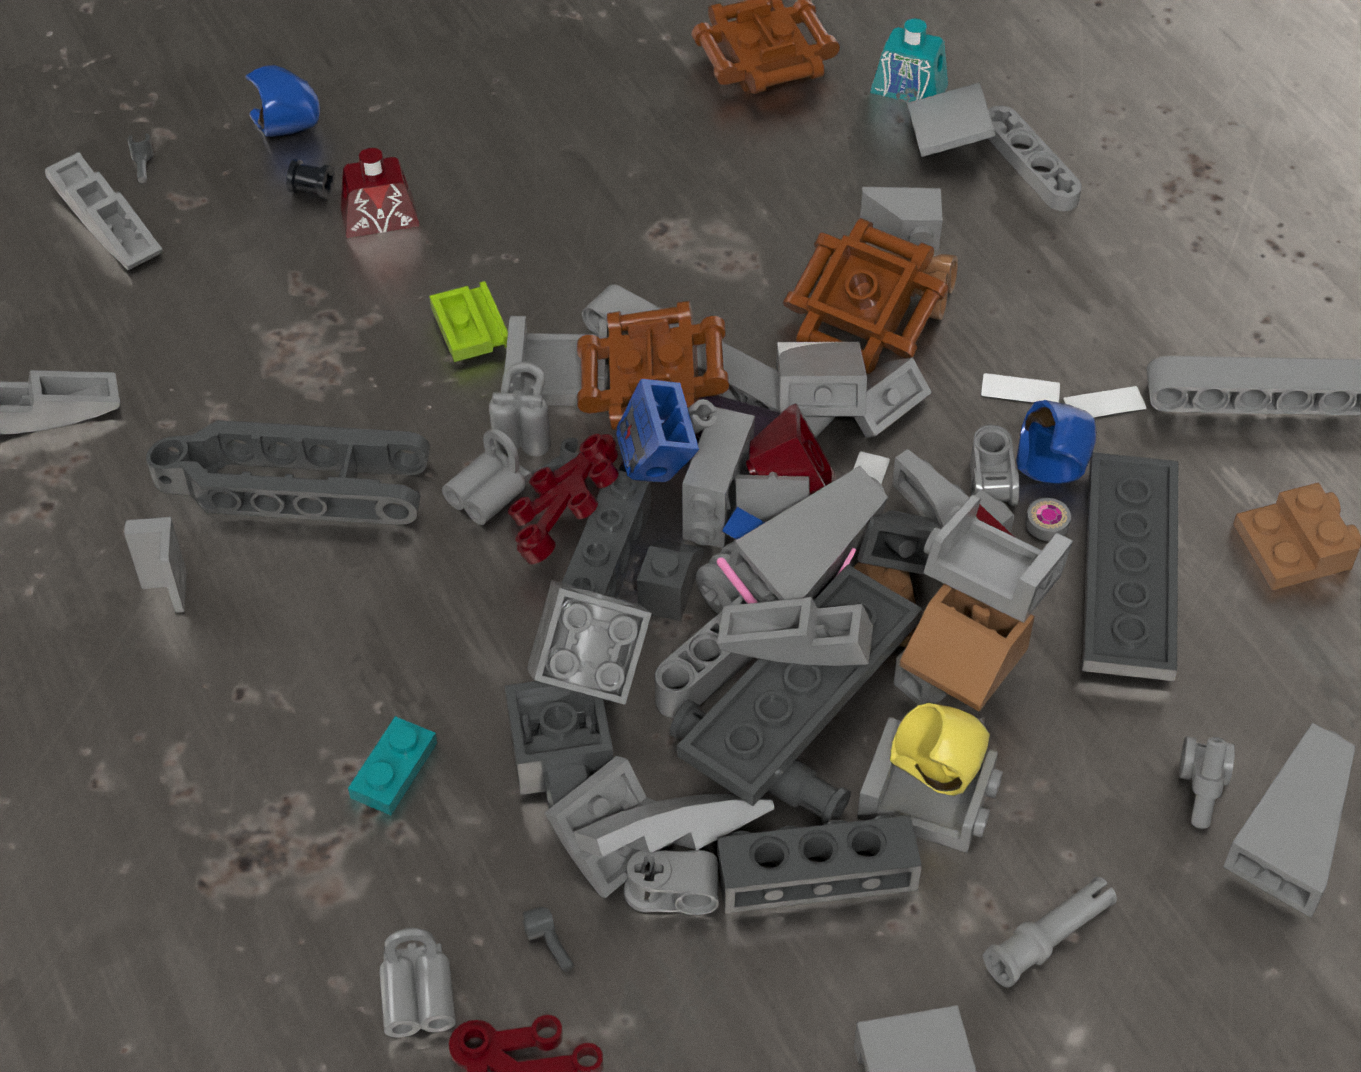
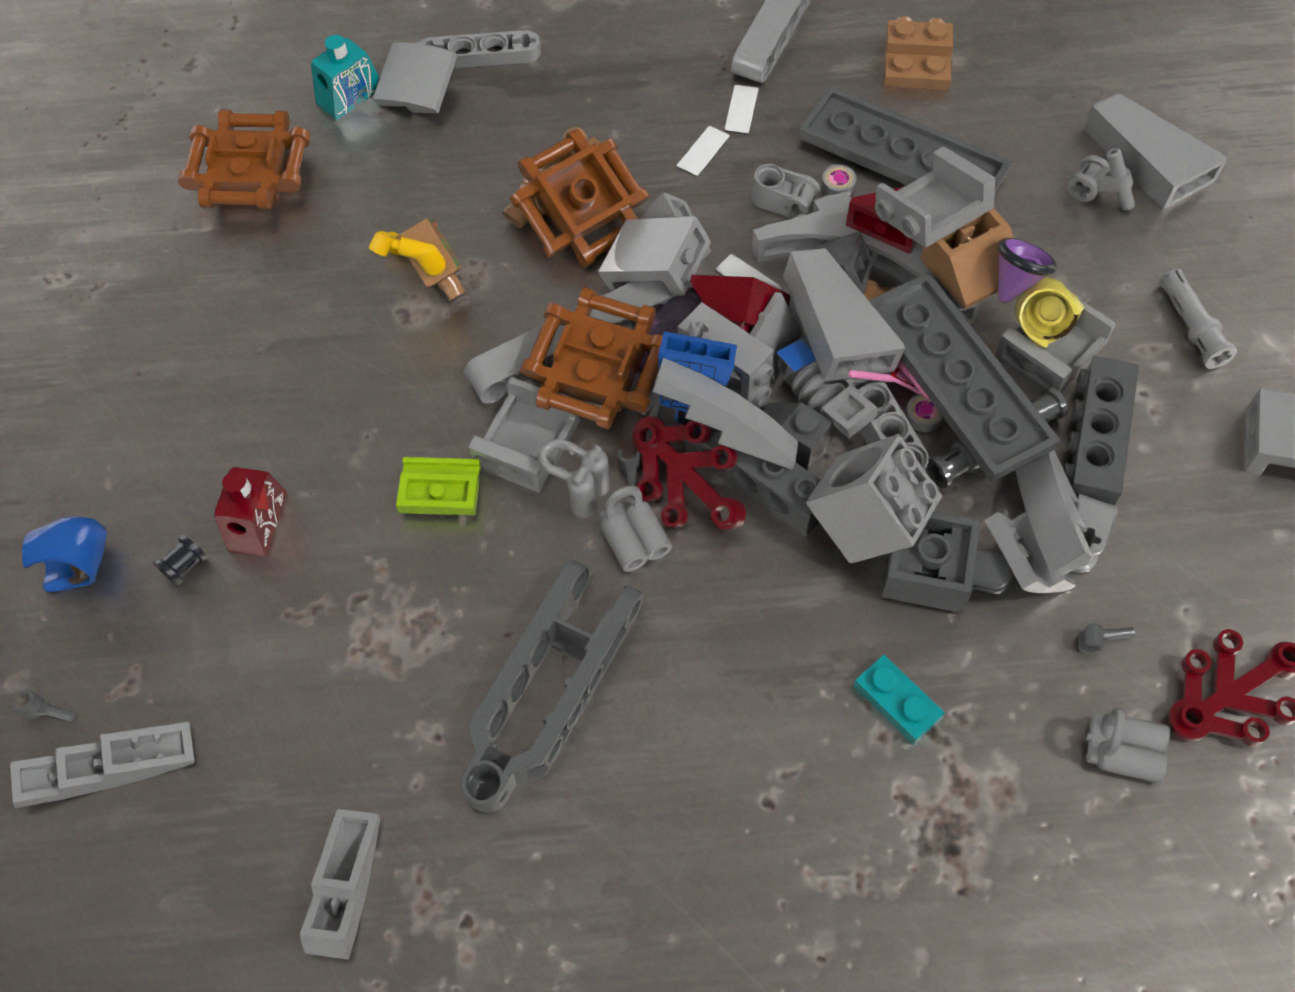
camera: 65 degrees left, 10 degrees up
(158, 557) = (617, 811): light grey panel -> none
(619, 475) = (739, 421): none -> light grey slope
(700, 598) = (849, 411): none -> light grey plate
(716, 200) = (428, 253): none -> torso
(797, 632) = (931, 353): light grey slope -> none
(905, 212) = (500, 145): light grey slope -> none
(968, 677) = (1021, 267): none -> medium lavender hat
(1056, 442) = (784, 140): blue piece -> none

